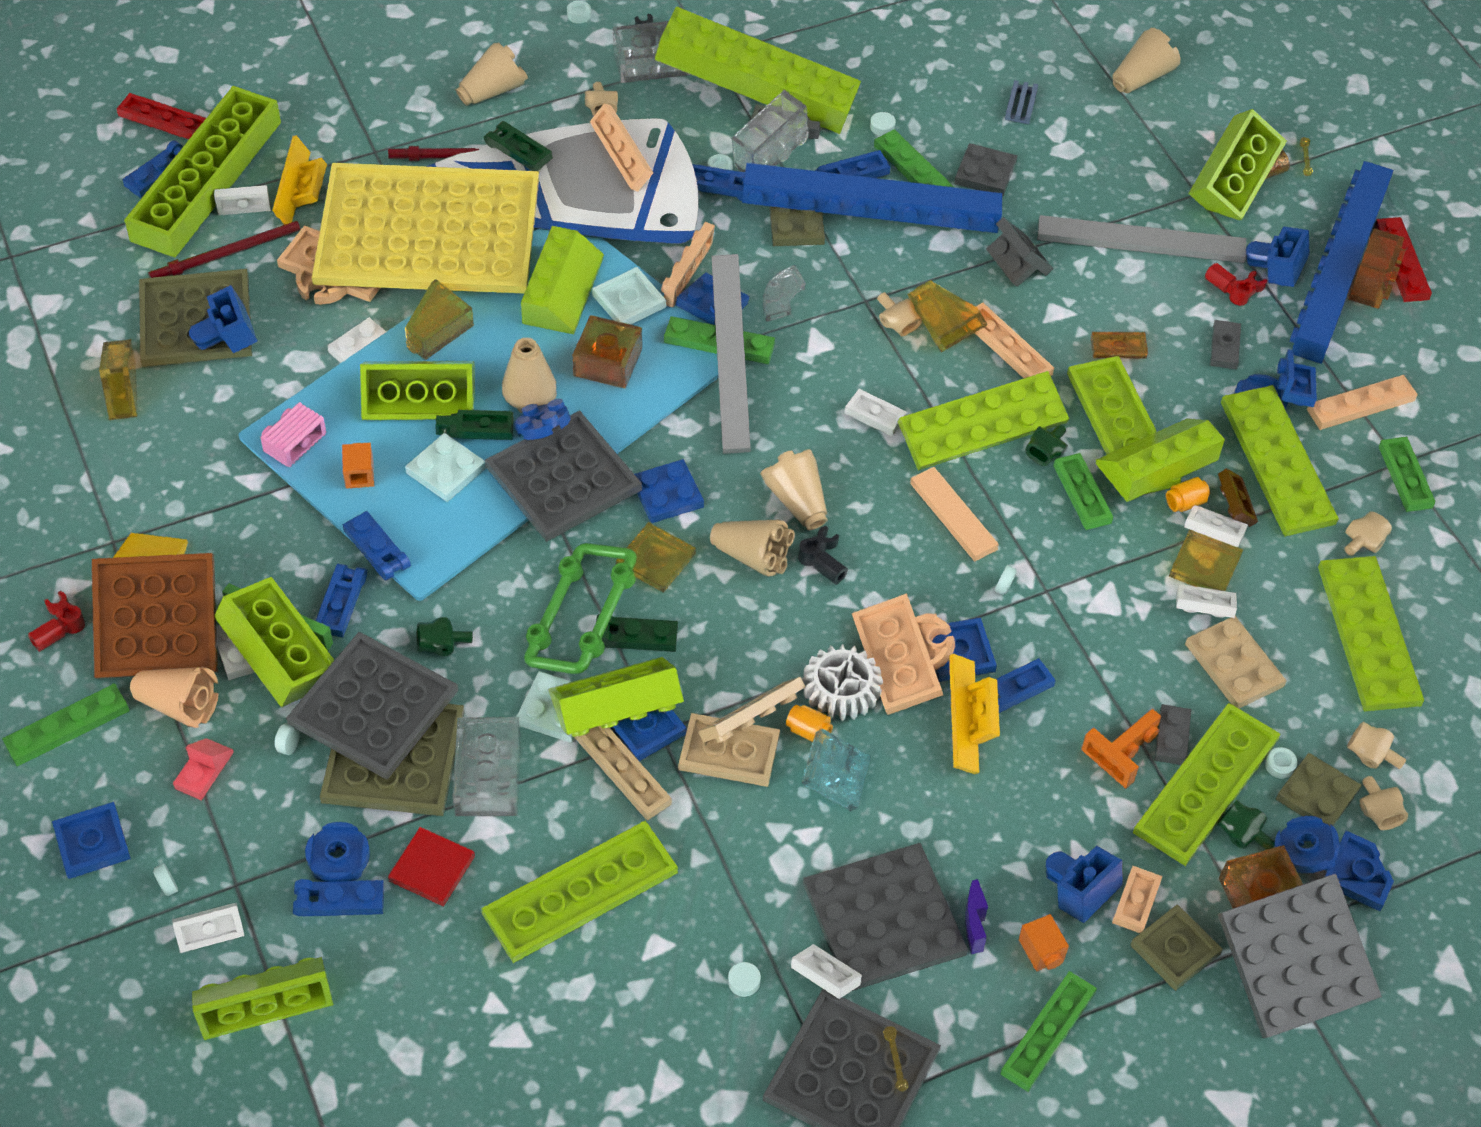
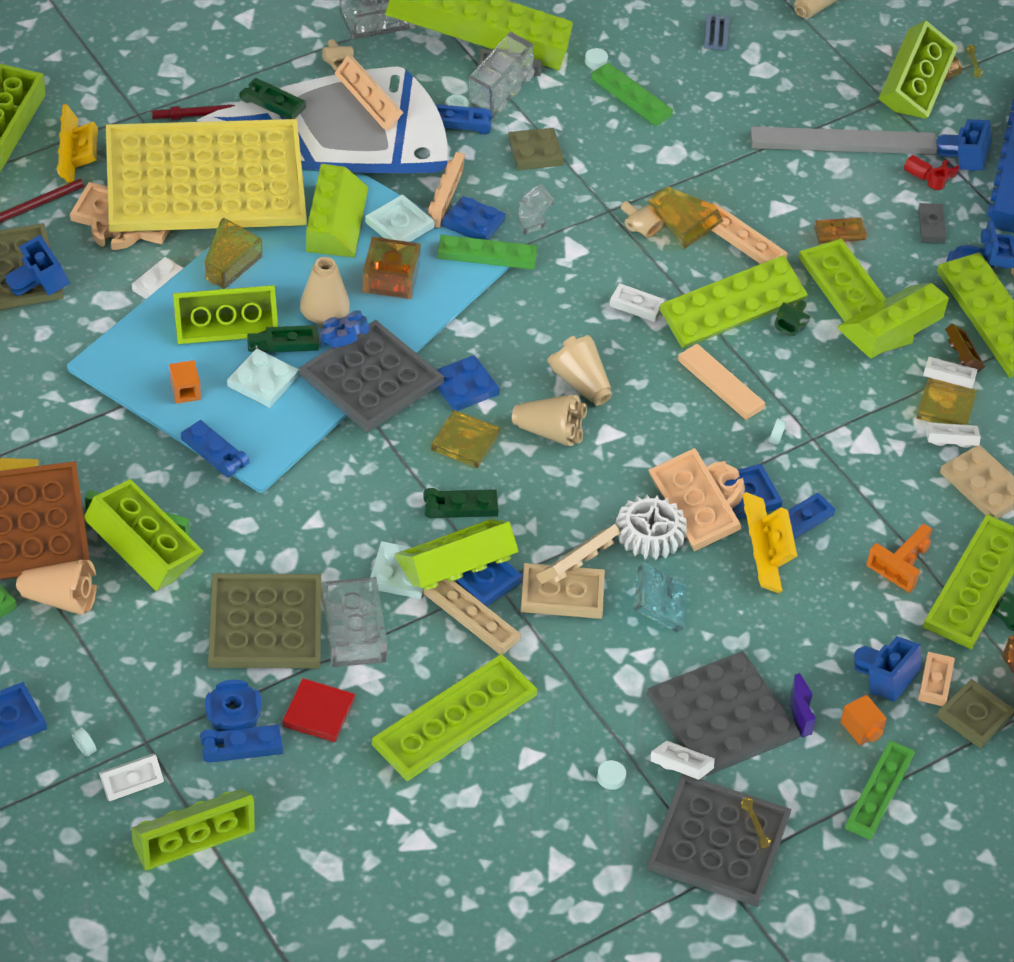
camera: 10 degrees left, 5 degrees down
(203, 767) = (94, 648): coral slope -> none
(232, 659) = (102, 553): white plate -> none
(242, 200) = (26, 164): white plate -> none
(286, 739) = (168, 616): light aqua tile -> none
(293, 434) = (119, 360): bright pink brick -> none
(341, 598) = (191, 495): blue plate -> none
(372, 705) = (241, 579): dark grey plate -> none
(439, 636) = (286, 520): dark green piece -> none
(491, 76) = (235, 39): tan cone -> none
(590, 642) = (425, 511): bright green bar -> none
(730, 354) = (501, 262): light grey tile -> none
(806, 721) = (626, 562): light orange brick -> none
(813, 554) = (604, 423): black bar -> none
(865, 165) = (577, 100): blue plate -> none
(872, 198) = (600, 121): blue brick -> none
(985, 169) = (695, 91): dark grey plate -> none
(1017, 253) = (736, 160): dark grey bracket -> none
(1083, 491) = (830, 353): bright green plate -> none
(1173, 734) = (943, 547): dark grey plate -> none
(1187, 494) = (921, 348): light orange brick -> none

